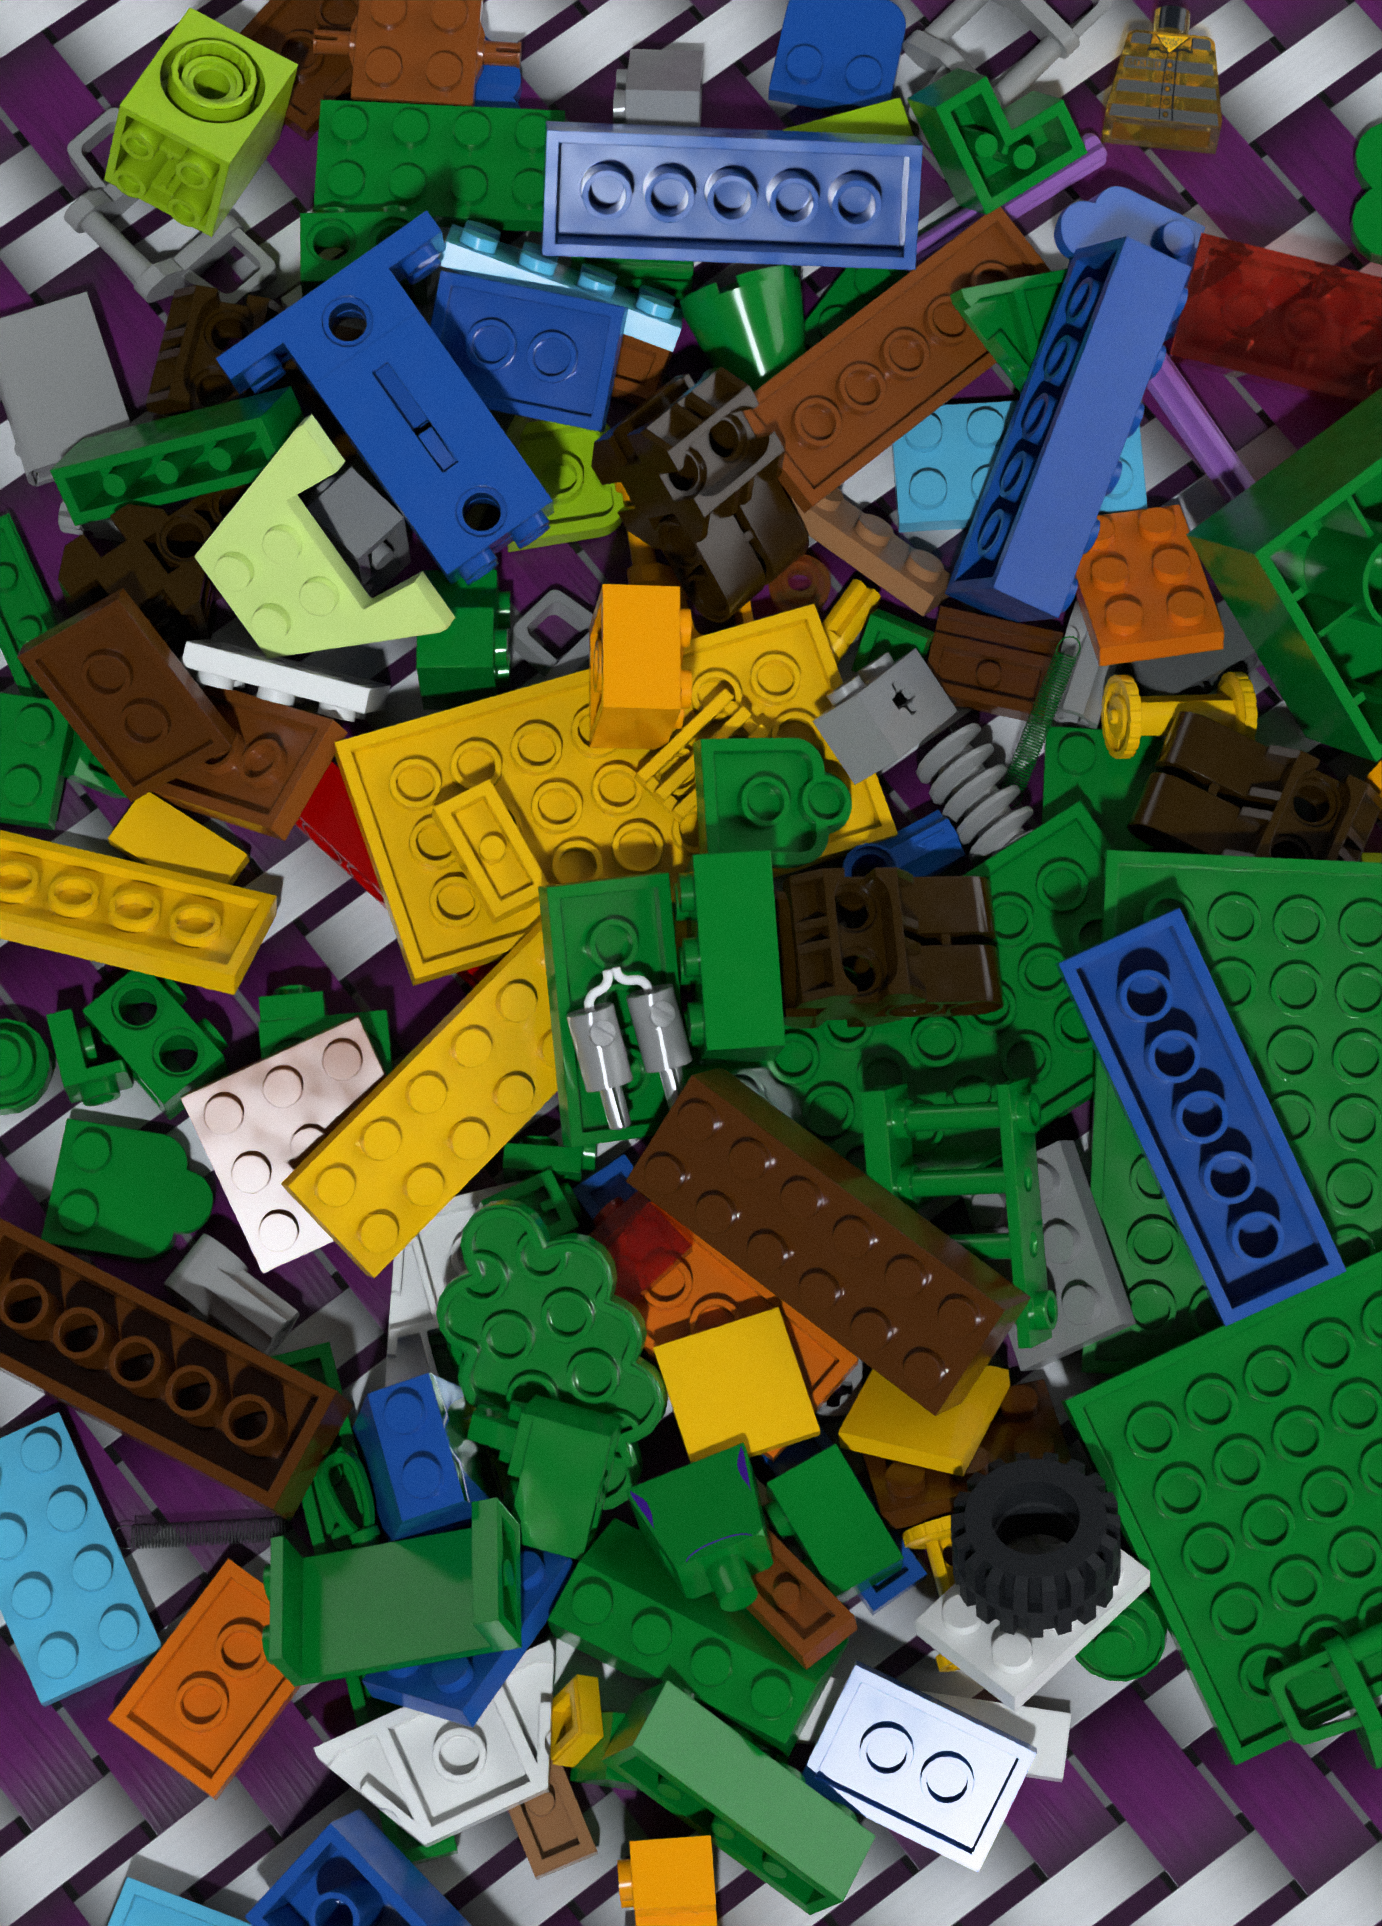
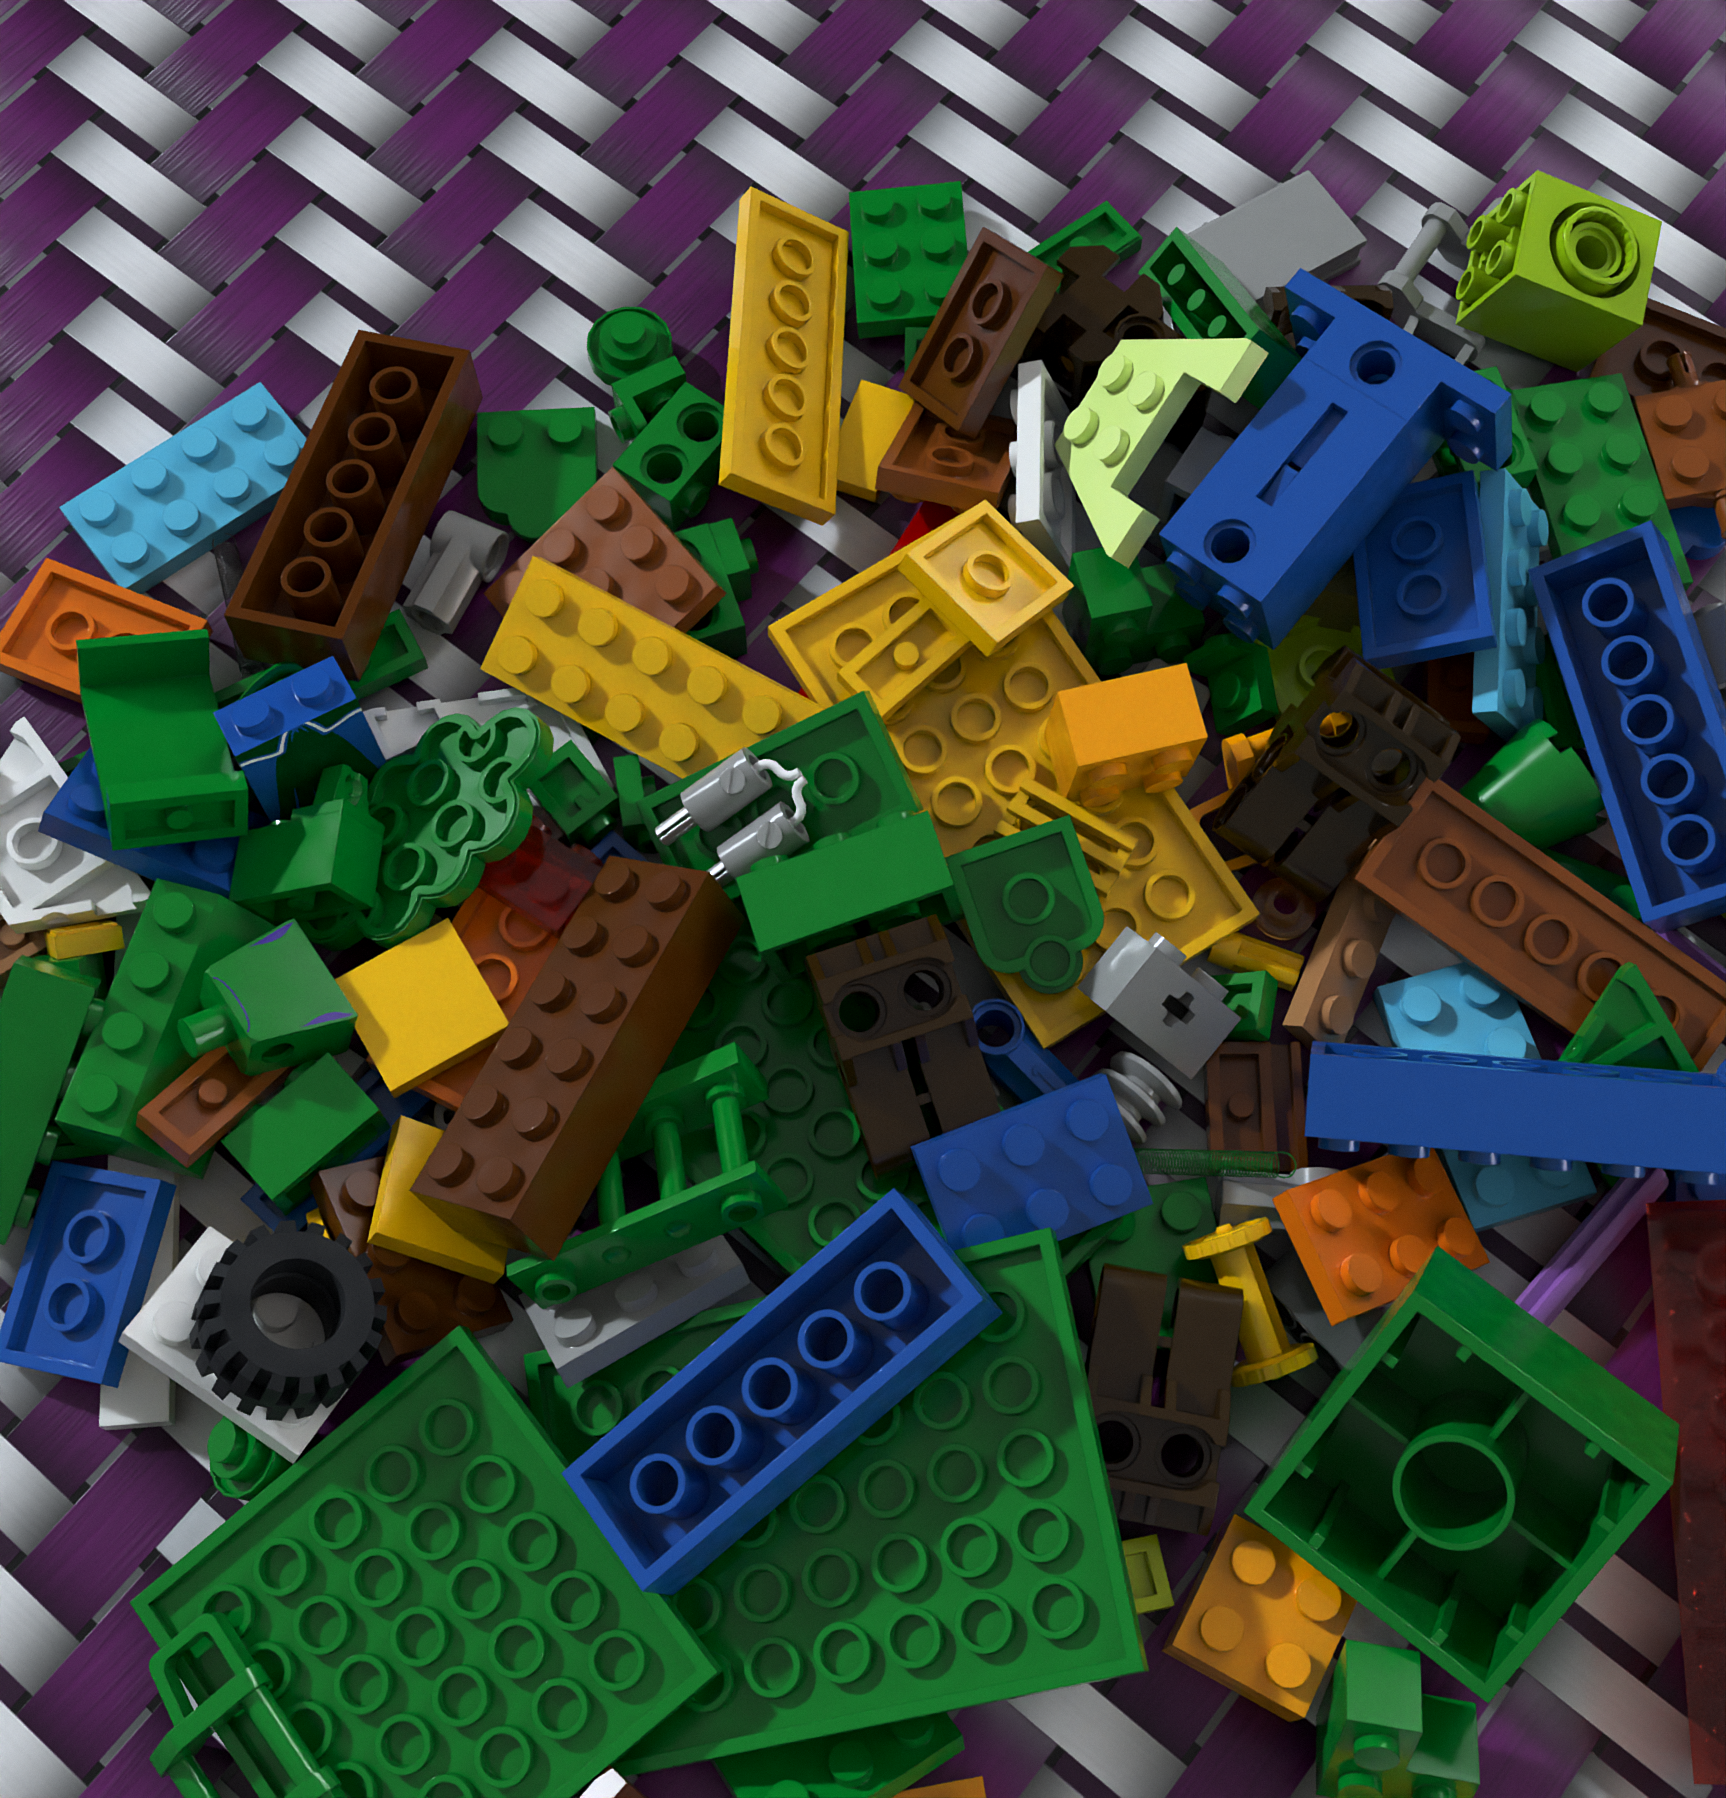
camera: 75 degrees right, 5 degrees down
(434, 751) = (985, 577): none -> yellow plate
(561, 560) = (1237, 682): none -> green bracket
(1032, 863) = (1034, 1167): none -> blue plate

